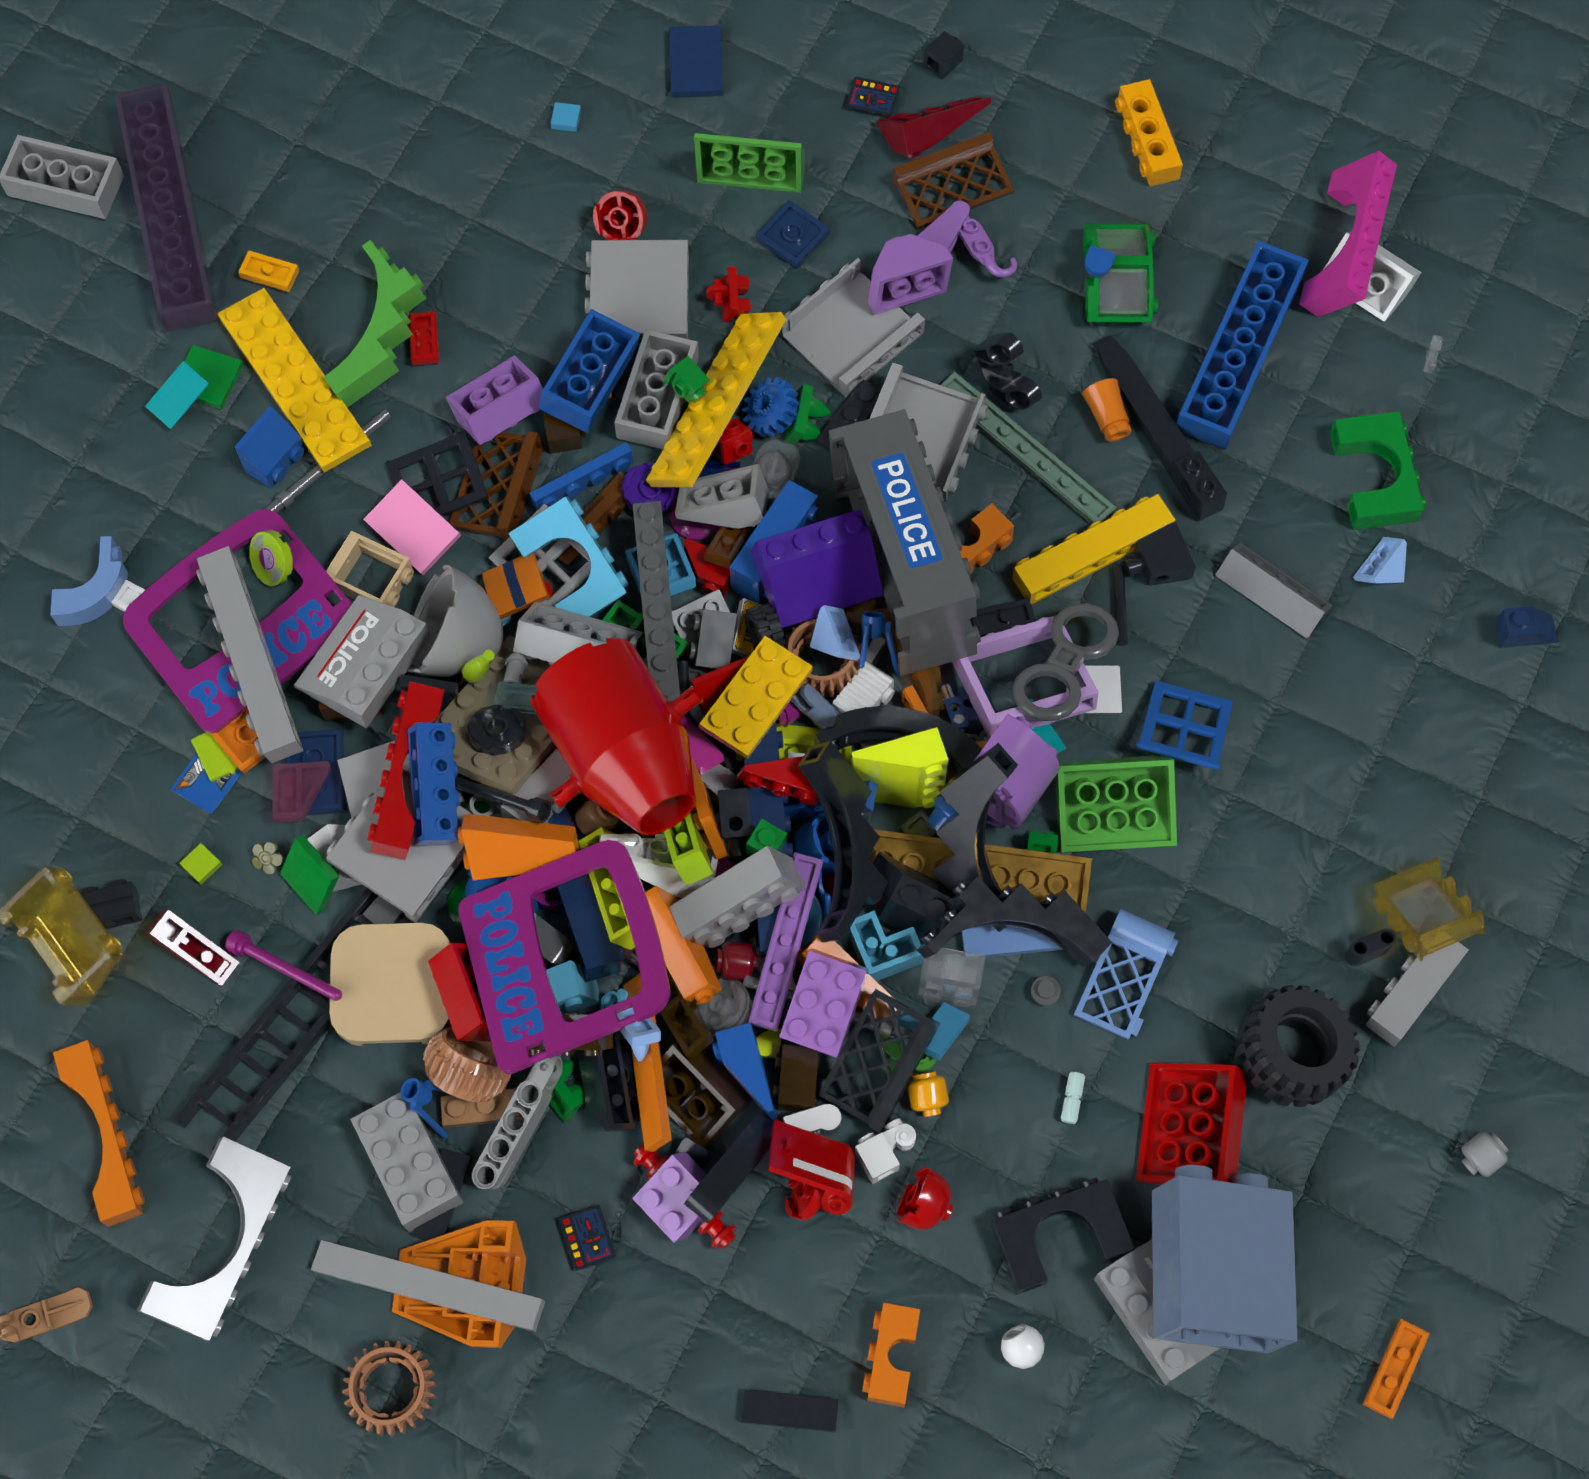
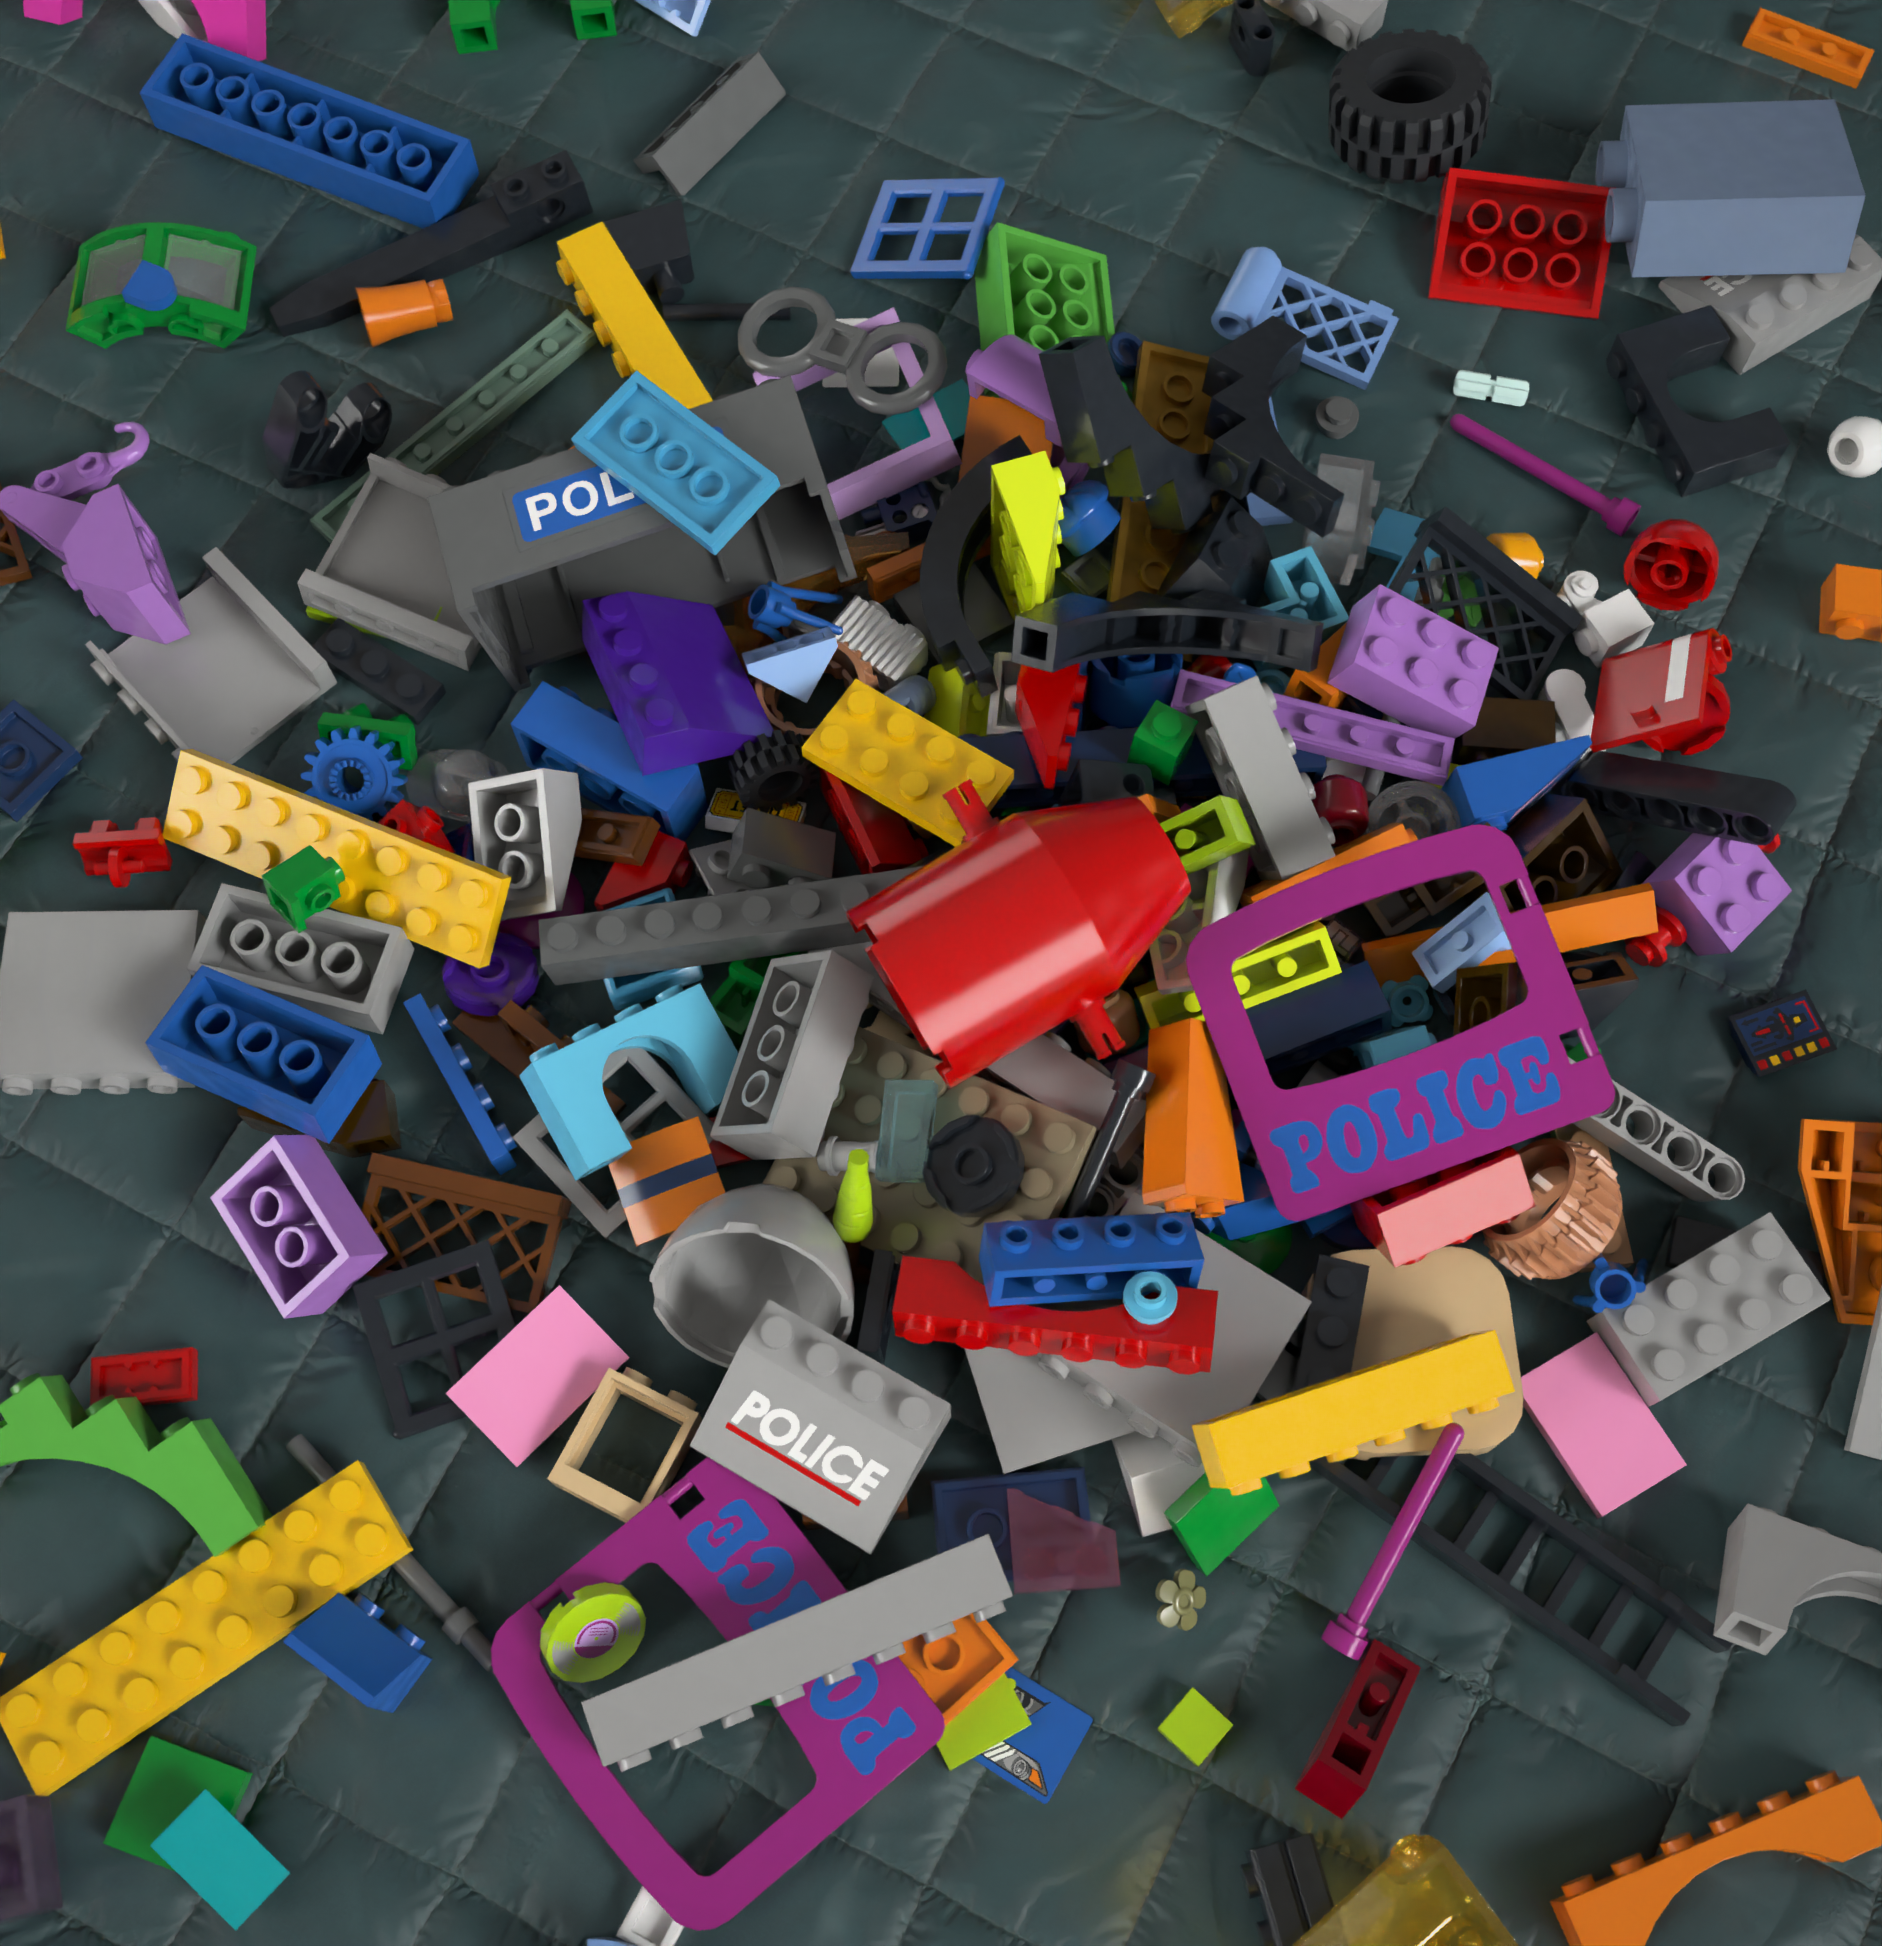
camera: 90 degrees left, 0 degrees up
(345, 1094) = (1598, 1425): none -> bright pink tile
(346, 931) = (1352, 1410): none -> yellow brick
(397, 931) = (1331, 1321): none -> black plate
(400, 816) = (1150, 1310): none -> medium azure plate
(912, 533) = (676, 462): none -> dark azure plate
(970, 1172) = (1615, 512): none -> magenta piece
(1092, 849) = (1124, 353): none -> dark blue tile

